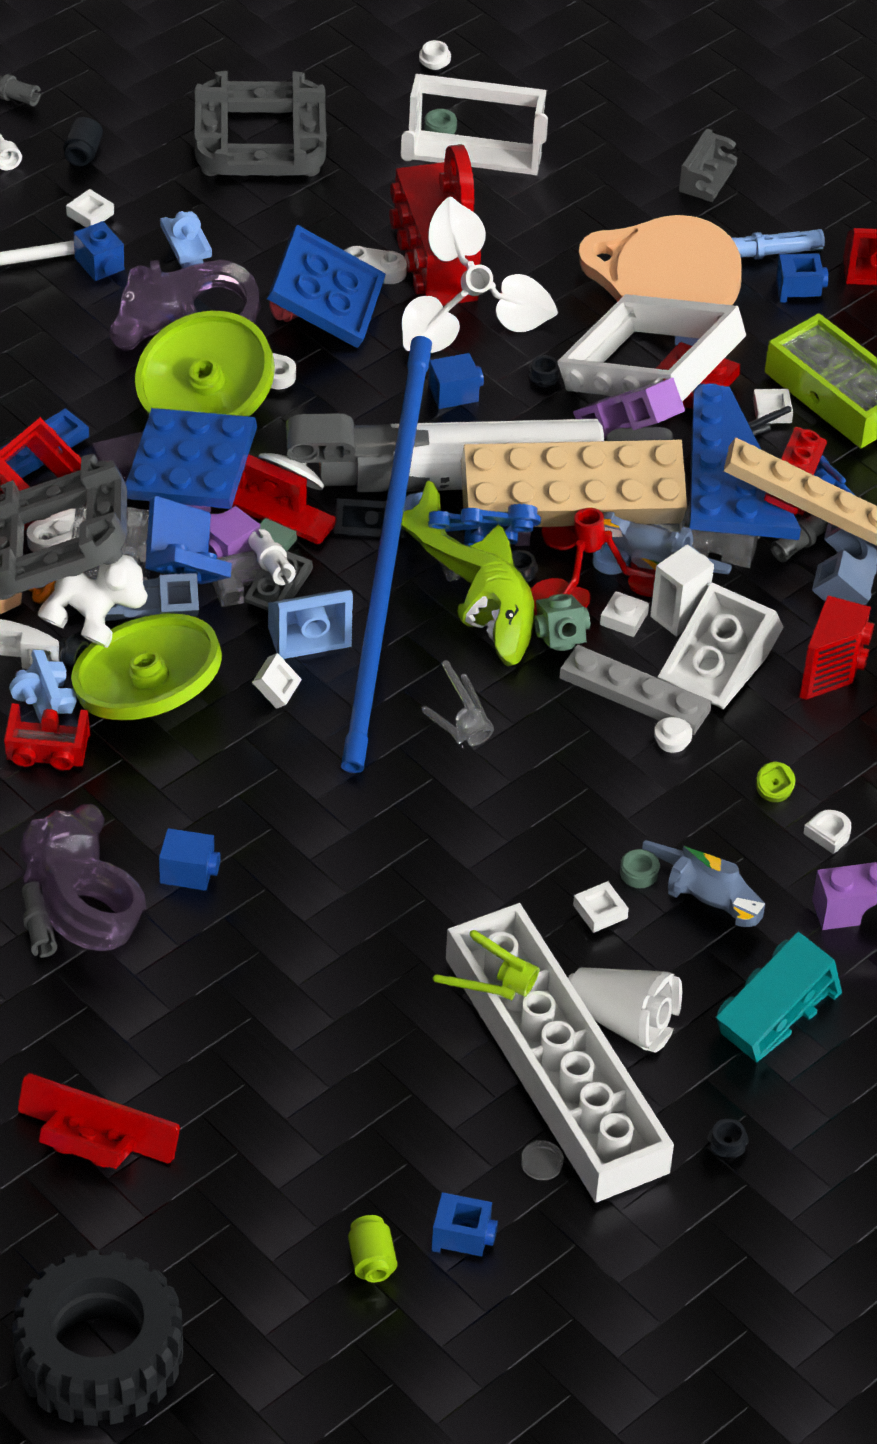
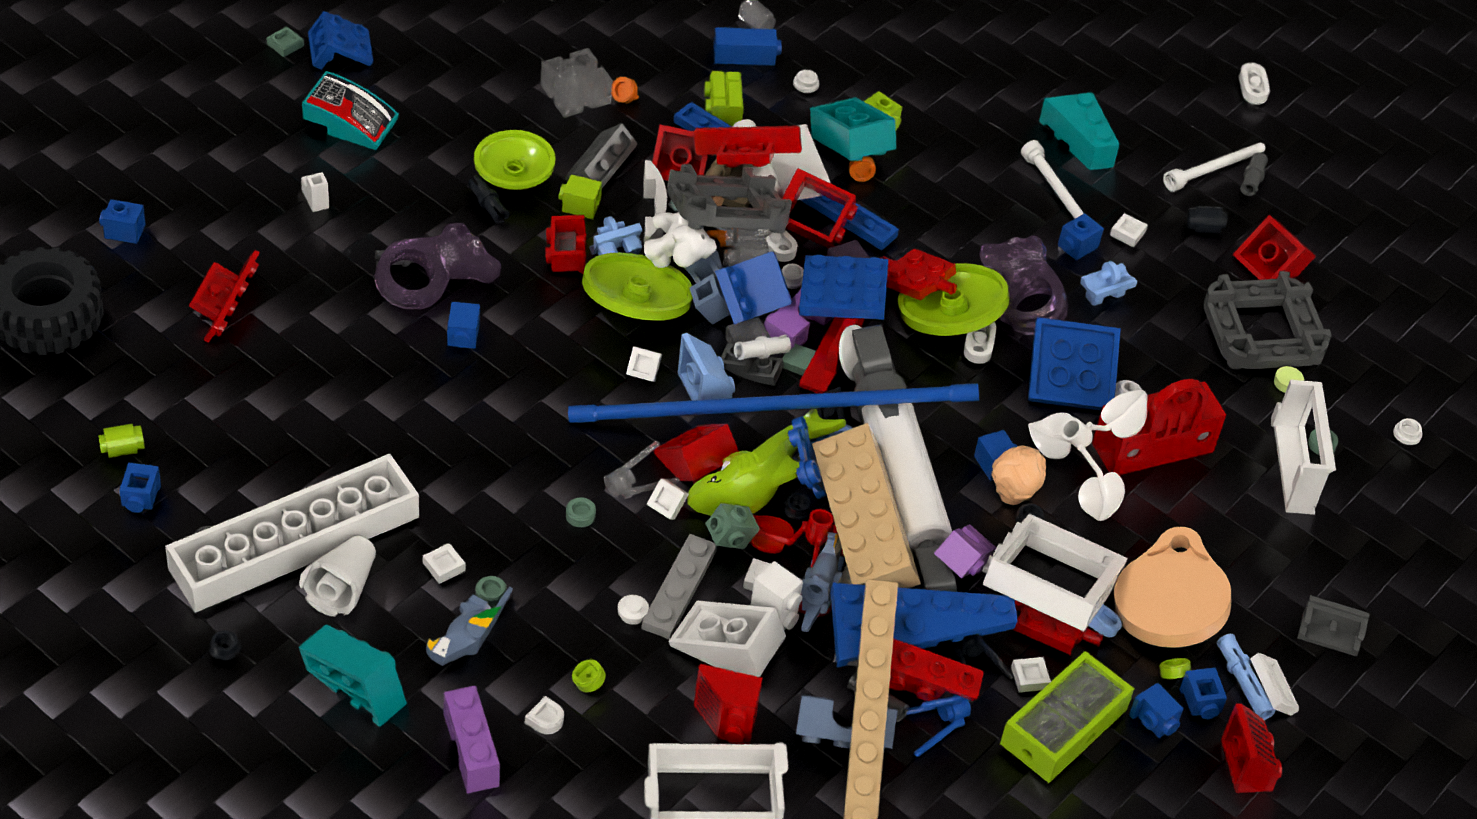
camera: 80 degrees right, 0 degrees up
(151, 96) = (1273, 250): none -> red slope
(153, 387) = (920, 274): none -> red plate
(346, 130) = (1284, 376): none -> yellowish green tile
(425, 638) = (697, 451): none -> red slope
(497, 359) = (1018, 474): none -> light nougat hair
(507, 680) = (667, 499): none -> white plate
(515, 771) = (580, 512): none -> sand green tile
(515, 973) = (338, 483): lime plant -> none
(766, 292) = (1174, 668): none -> lime tile
(785, 223) = (1275, 684): none -> white tile
(828, 304) = (1157, 710): none -> blue brick

